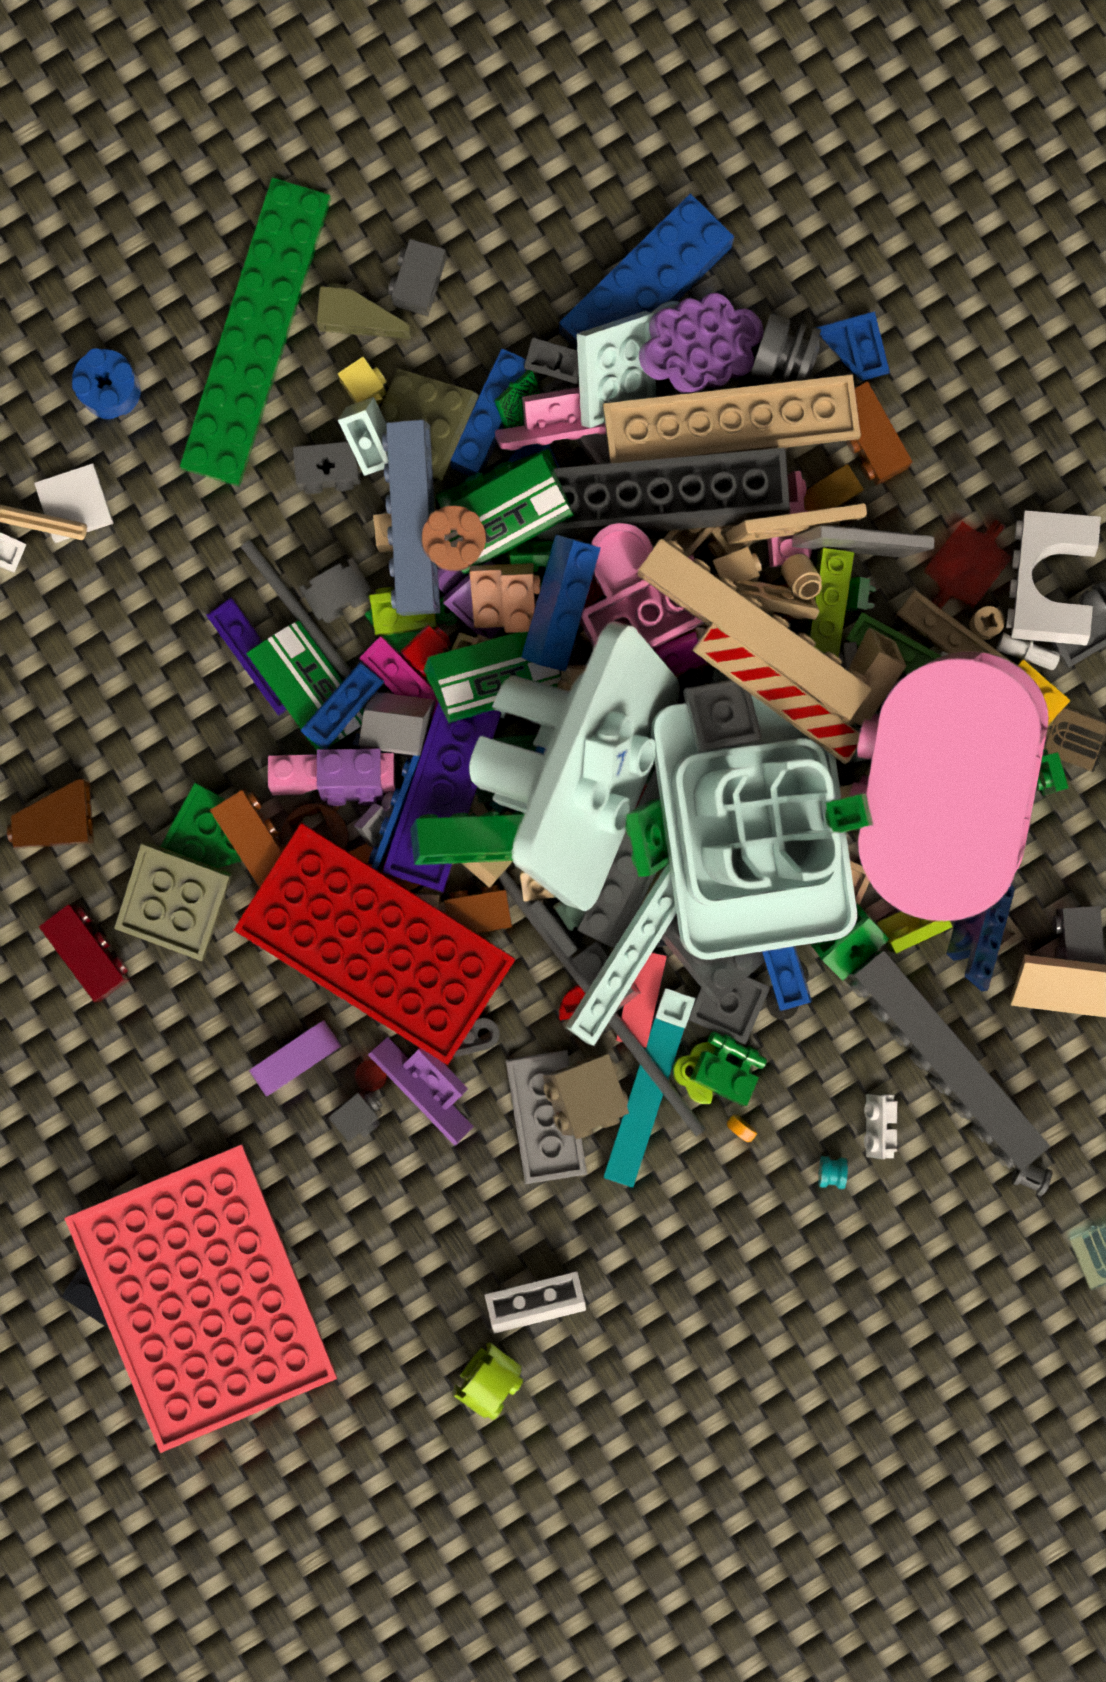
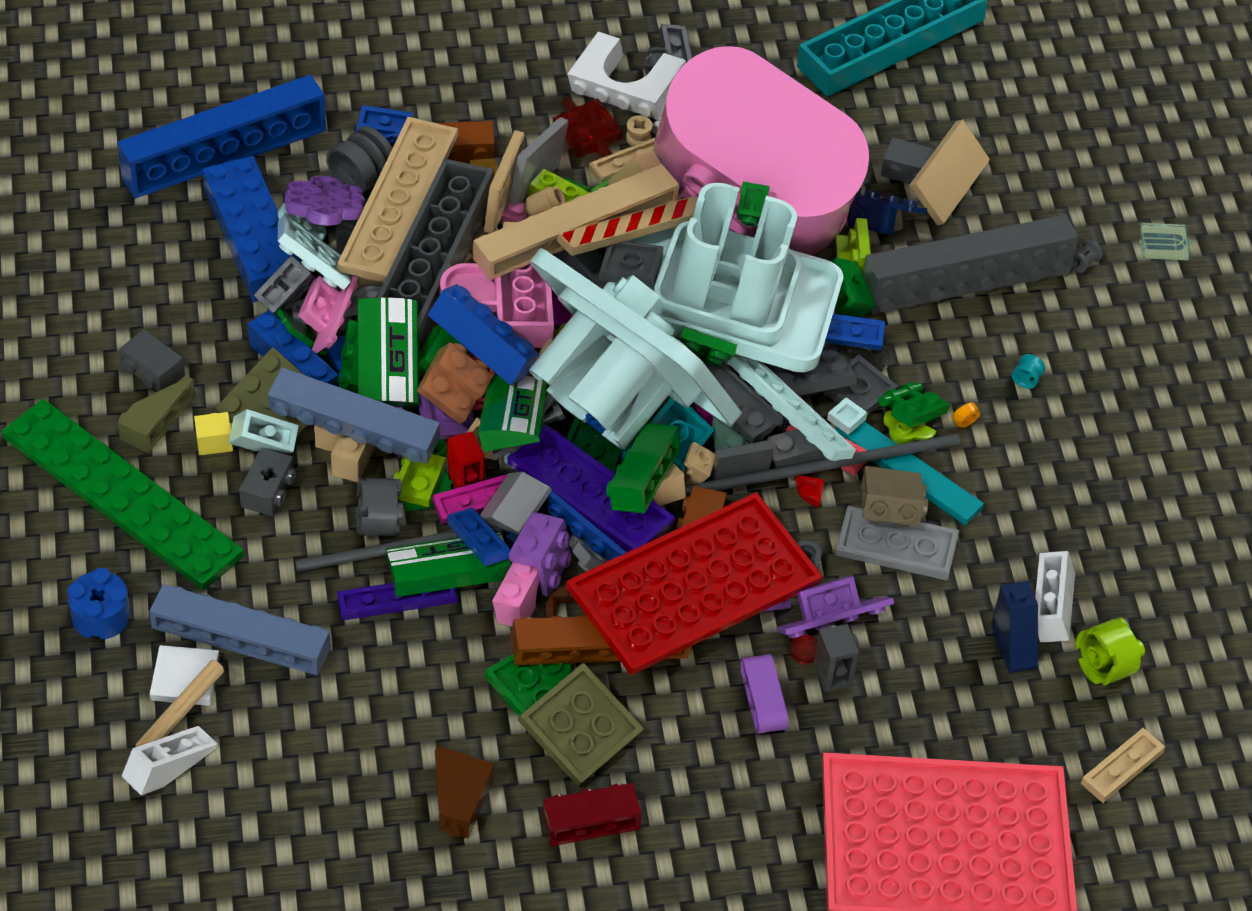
camera: 70 degrees left, 35 degrees down
(142, 529) = (240, 629): none -> sand blue brick
(368, 1435) = (1123, 765): none -> tan plate
(440, 551) = (392, 371): nougat plate -> none
(474, 1280) = (1017, 626): none -> dark blue slope
(751, 188) = (222, 135): none -> blue brick
(879, 1140) = (1003, 332): white hinge -> none

